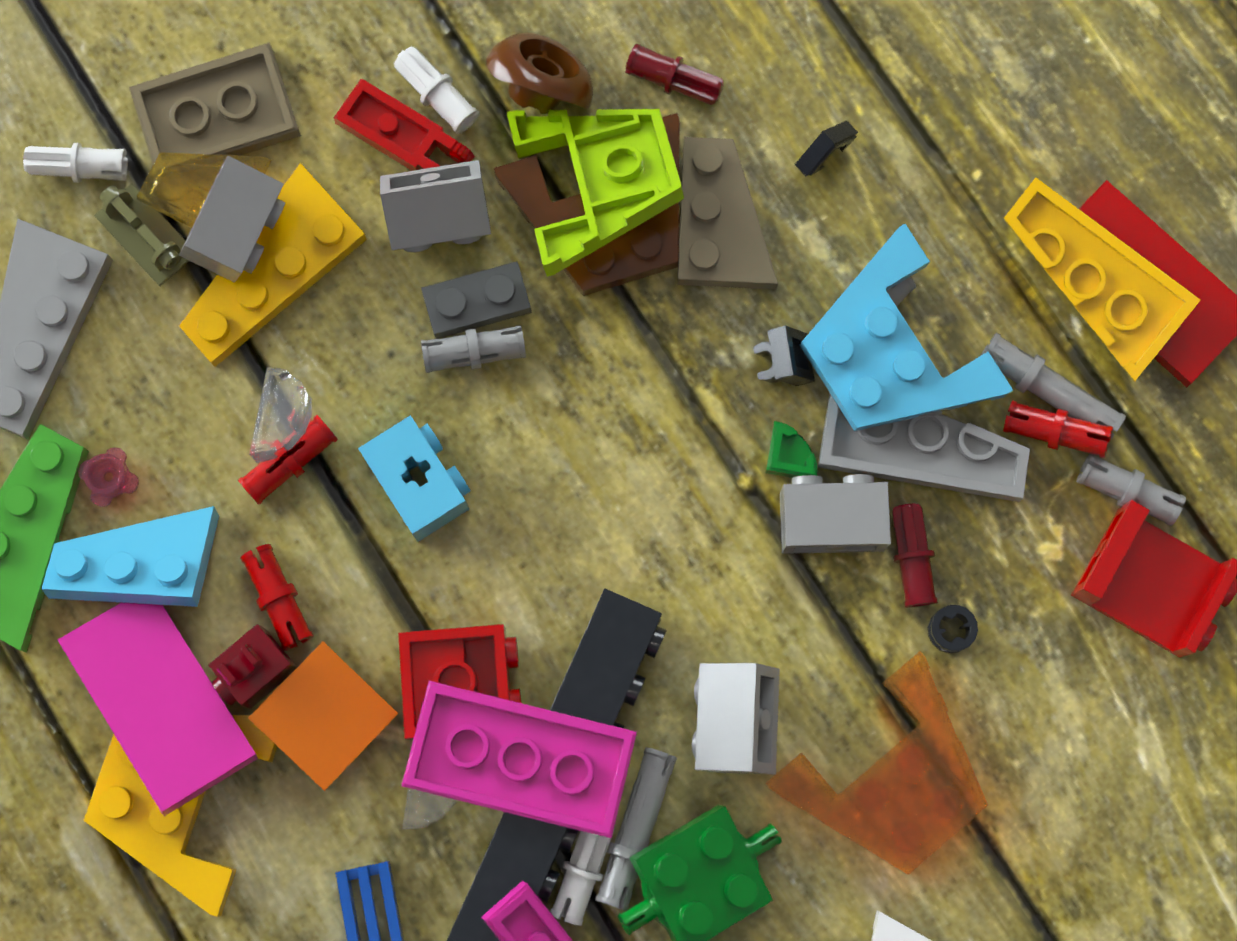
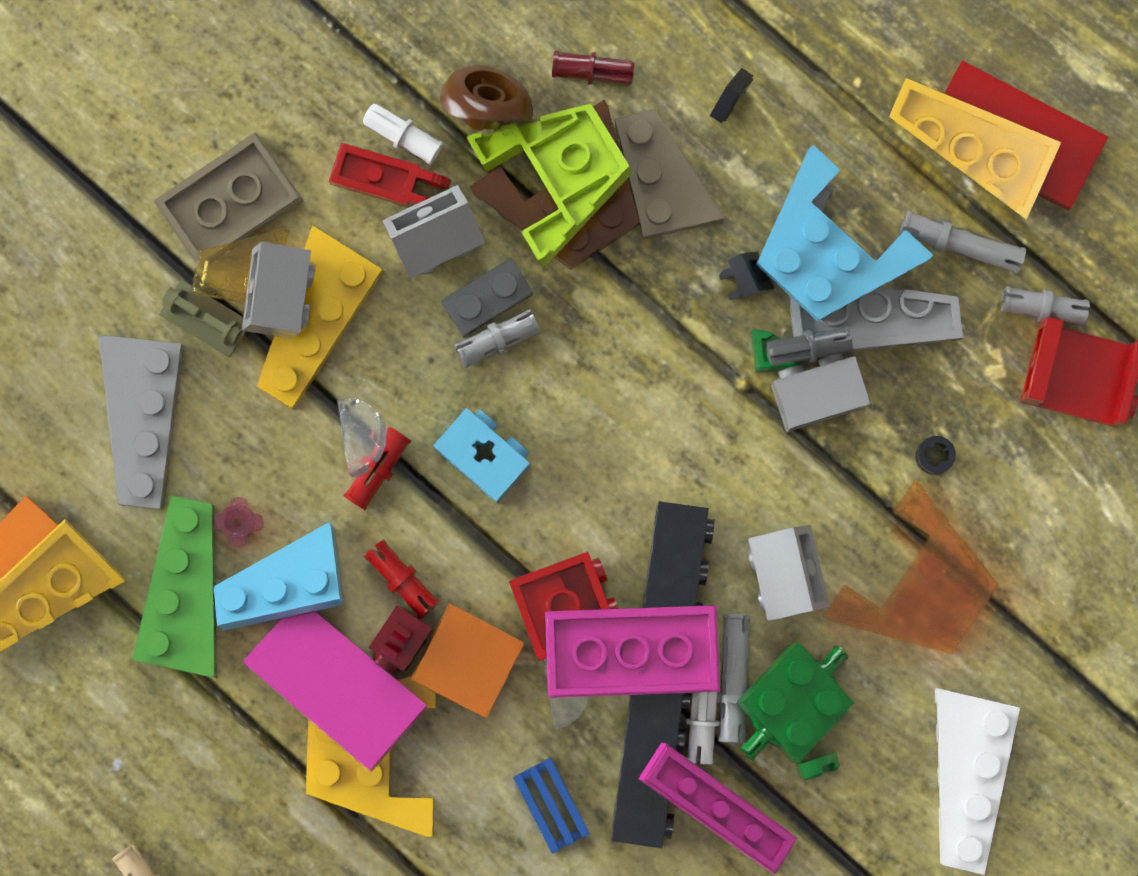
camera: 15 degrees left, 5 degrees up
(76, 162) = (132, 275): white axle -> none
(836, 456) = (809, 346): none -> dark grey axle
(913, 555) = (889, 405): dark red axle -> none
(1058, 429) = (975, 274): red pin -> none

